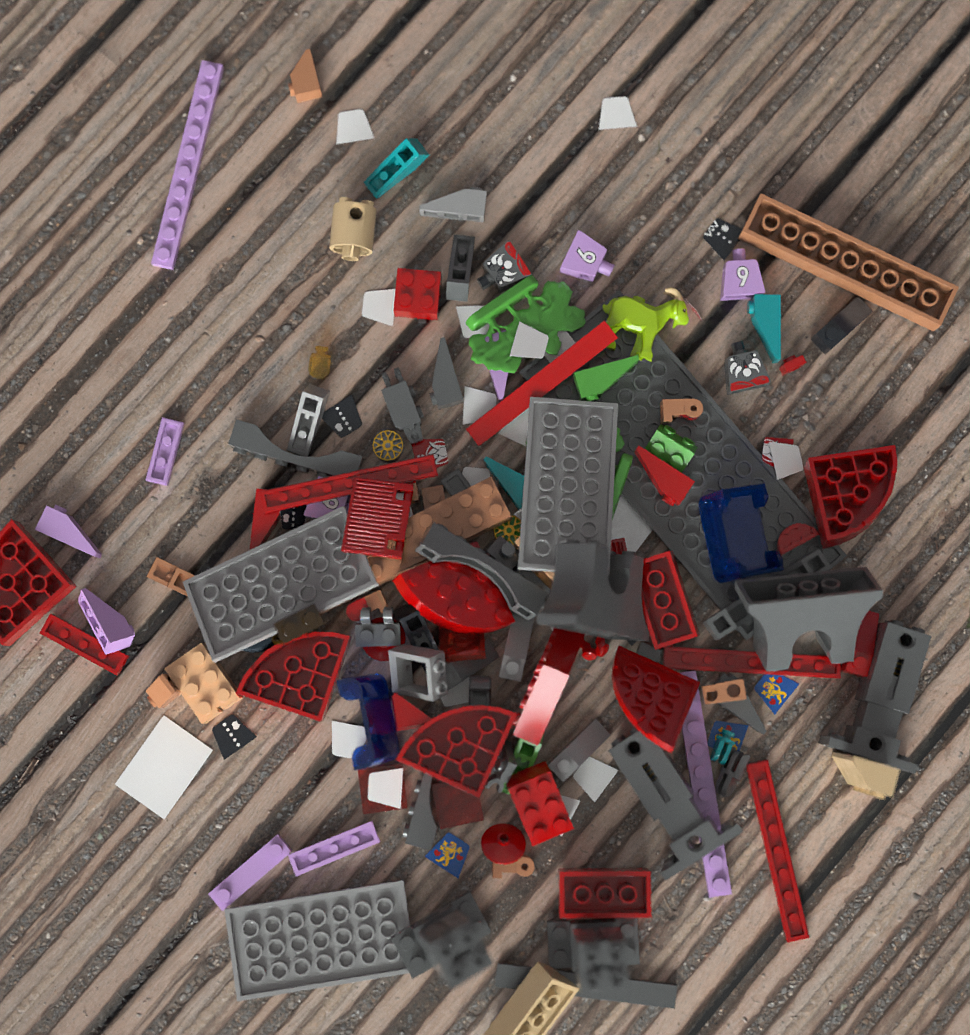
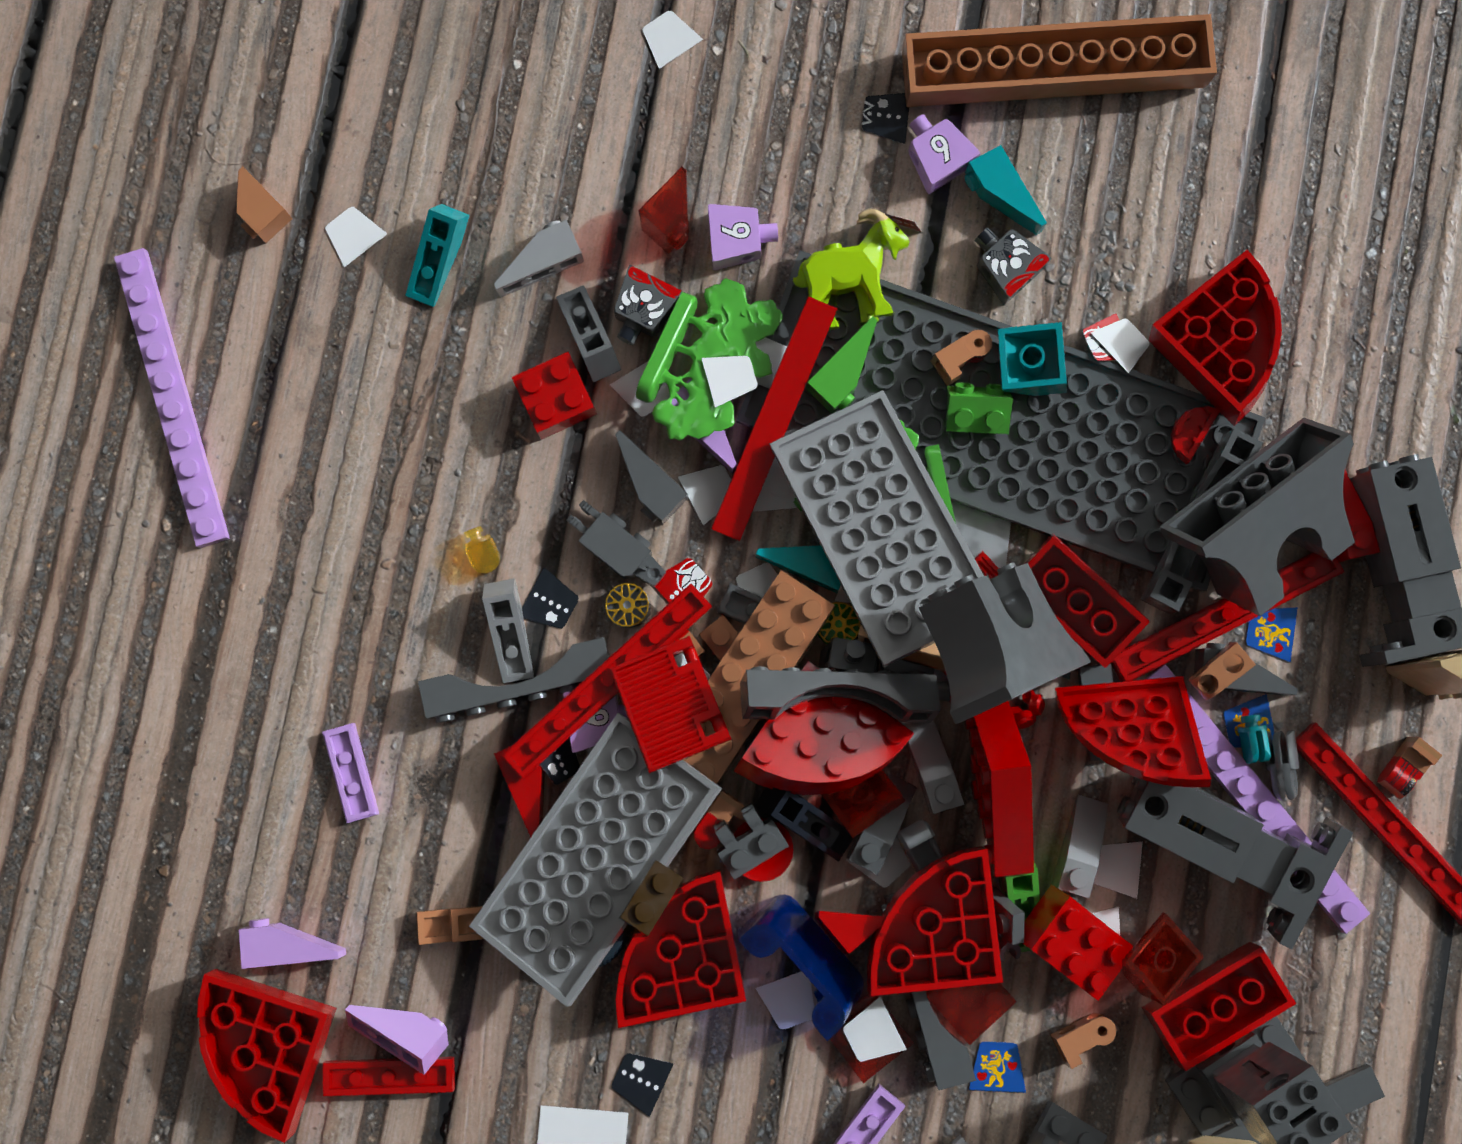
camera: 30 degrees left, 0 degrees up
(162, 691) = (525, 1076): slope -> none
(203, 683) = (568, 1039): light nougat piece -> none
(350, 235) = (426, 359): tan cylinder -> none
(379, 306) = (515, 437): white sticker -> none
(402, 677) = (810, 880): light grey window -> none
(500, 851) = (1059, 1031): red dish -> none
(550, 221) = (666, 213): none -> clear red slope
(584, 843) = (1161, 960): none -> clear red slope
(666, 479) = (994, 449): red slope -> none
(721, 437) = (1033, 359): none -> teal slope
(737, 533) = (1121, 469): clear blue windscreen -> none
(792, 364) = (1062, 222): red plate -> none
(808, 819) = (1408, 766): none -> leg
(841, 325) = (1093, 143): black slope -> none

